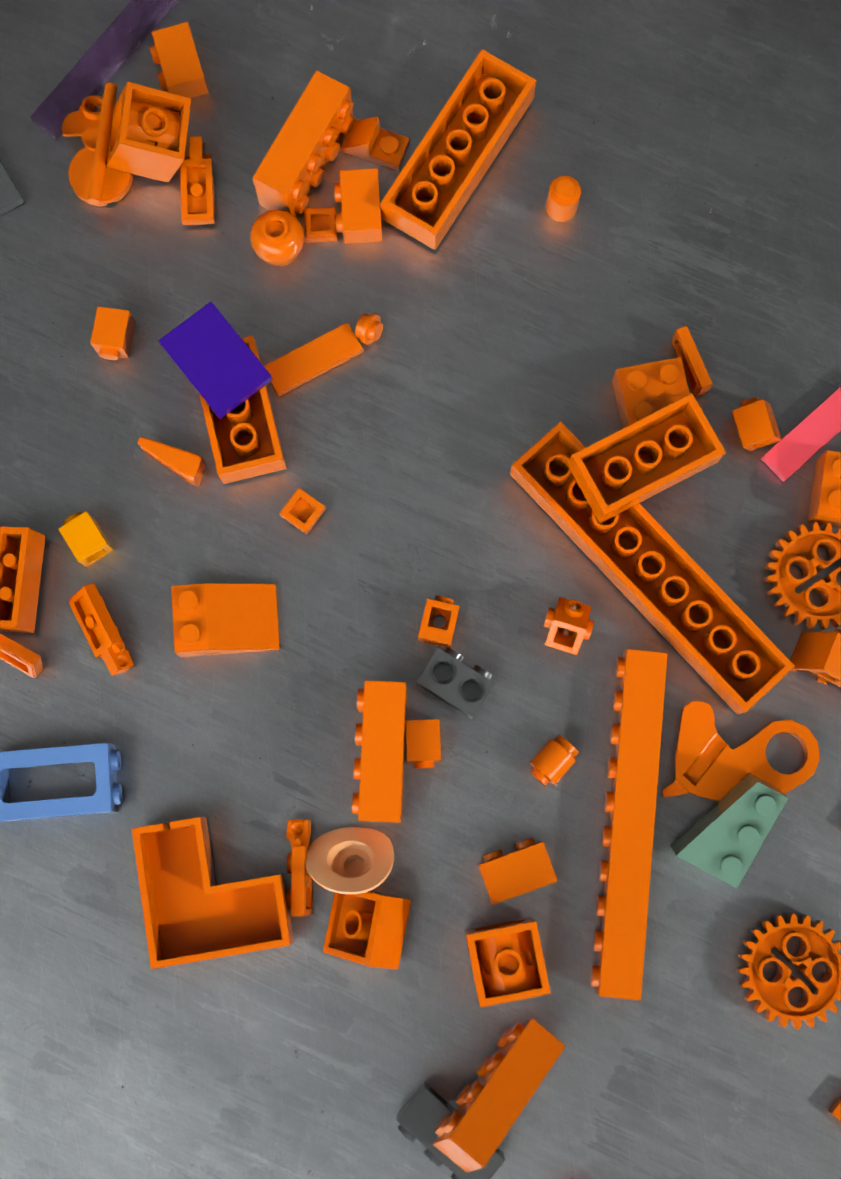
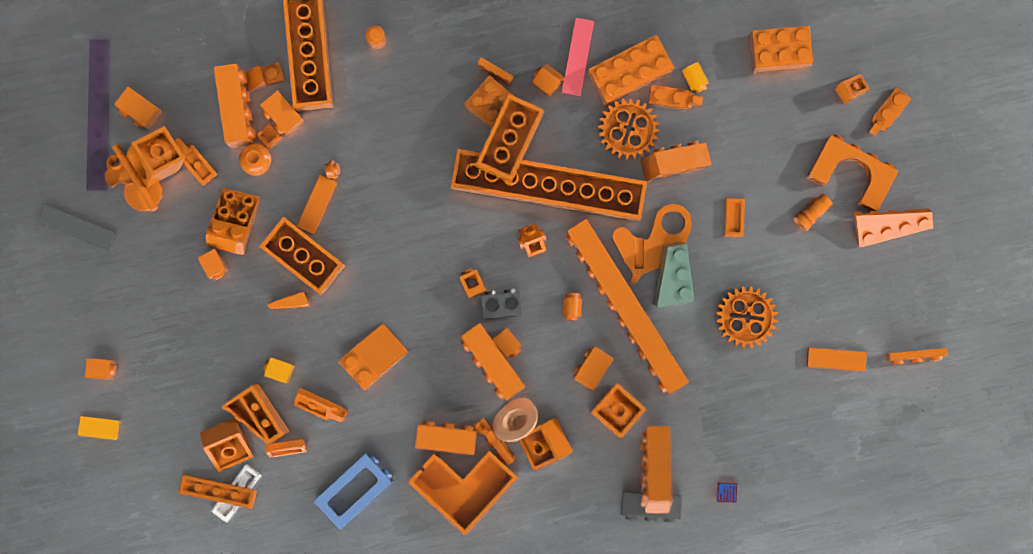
camera: 40 degrees left, 5 degrees up
(179, 290) = (232, 221): none -> orange slope
(215, 360) = (275, 242): dark purple tile -> none
(234, 809) = (446, 438): none -> orange brick
(302, 511) = (369, 280): orange plate -> none

